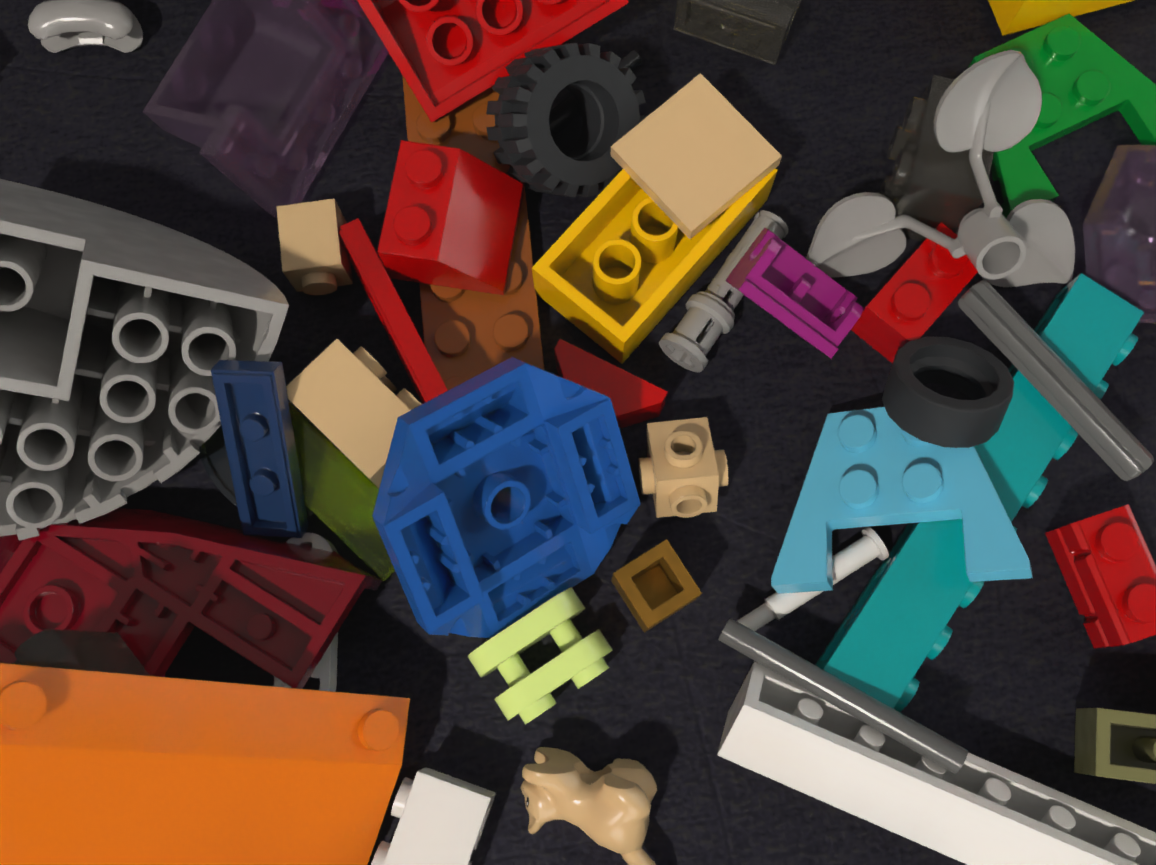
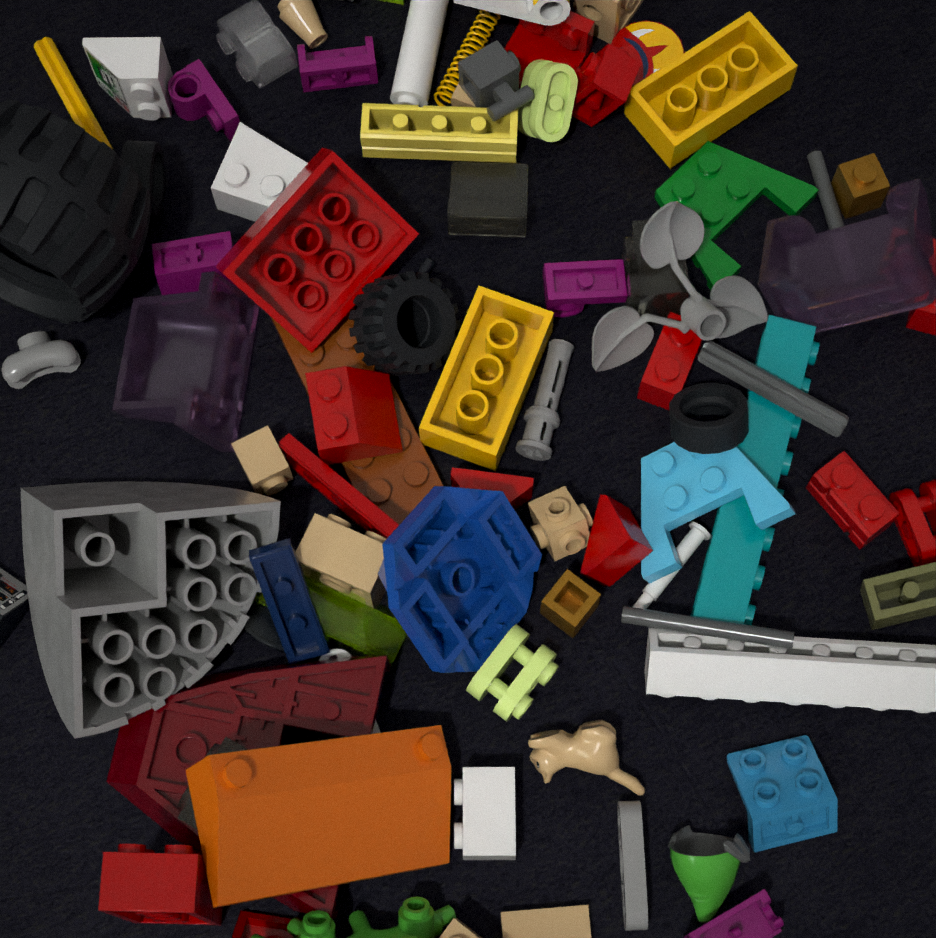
camera: 20 degrees left, 5 degrees down
(695, 155) = (498, 320): tan tile -> none
(748, 521) = (613, 543): none -> red slope
(796, 292) = (593, 386): magenta hinge -> none
(832, 146) = (579, 283): none -> magenta plate

